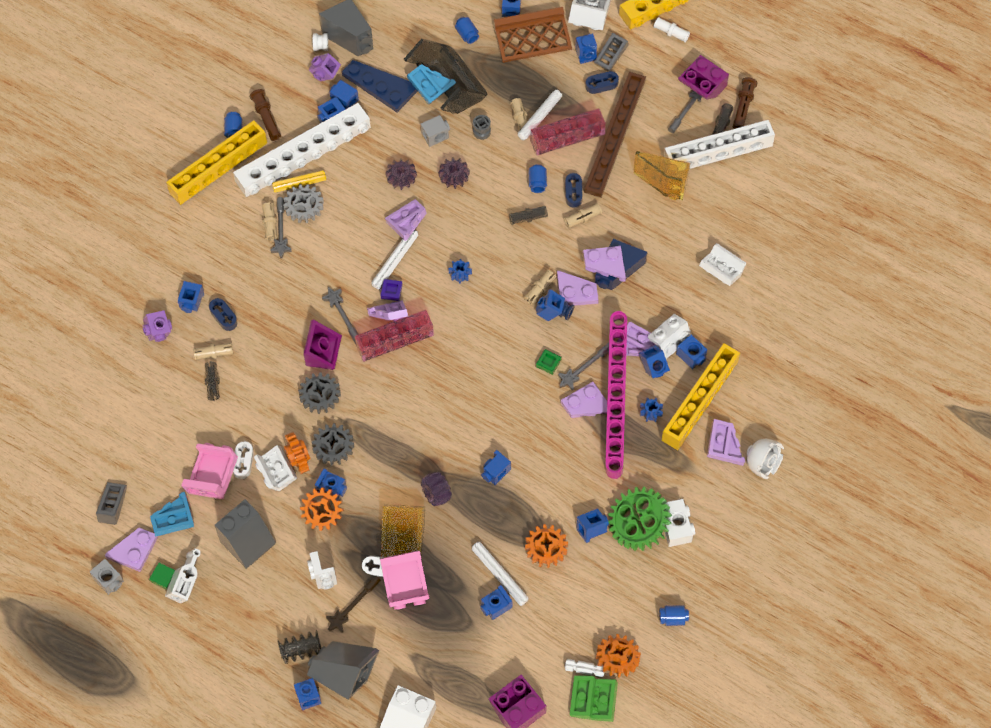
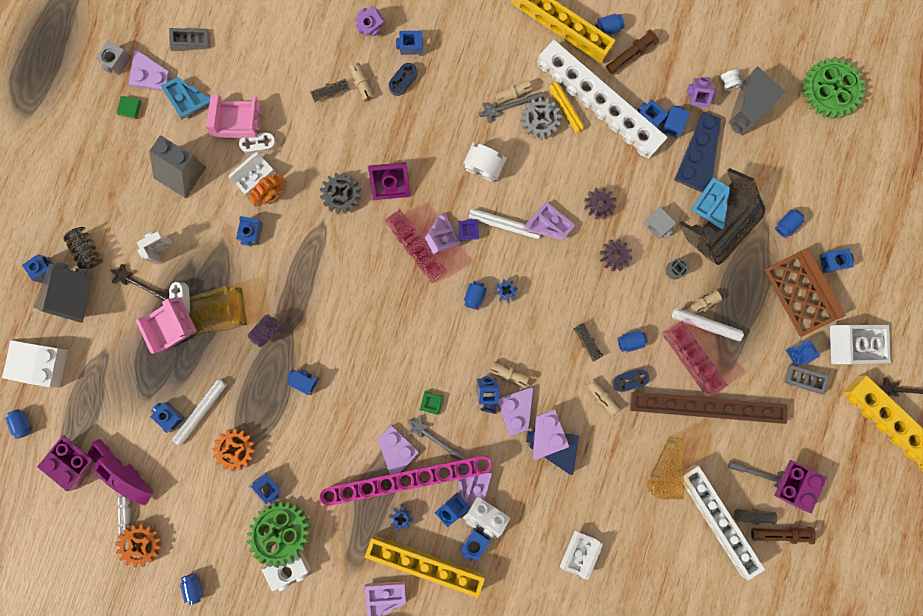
camera: 75 degrees right, 20 degrees up
(181, 587) = (117, 125): white piece -> none
(312, 504) = (220, 229): orange gear -> none
(331, 257) = (484, 161): none -> white brick
(335, 299) = (447, 177): flat silver piece -> none
(340, 448) = (298, 220): dark grey gear -> none
(456, 298) = (475, 295): none -> blue brick
(544, 657) = (119, 478): none -> magenta slope
(593, 698) = (96, 530): bright green slope -> none
(602, 82) = (763, 380): dark blue beam -> none
(671, 29) = (854, 437): white pin -> none

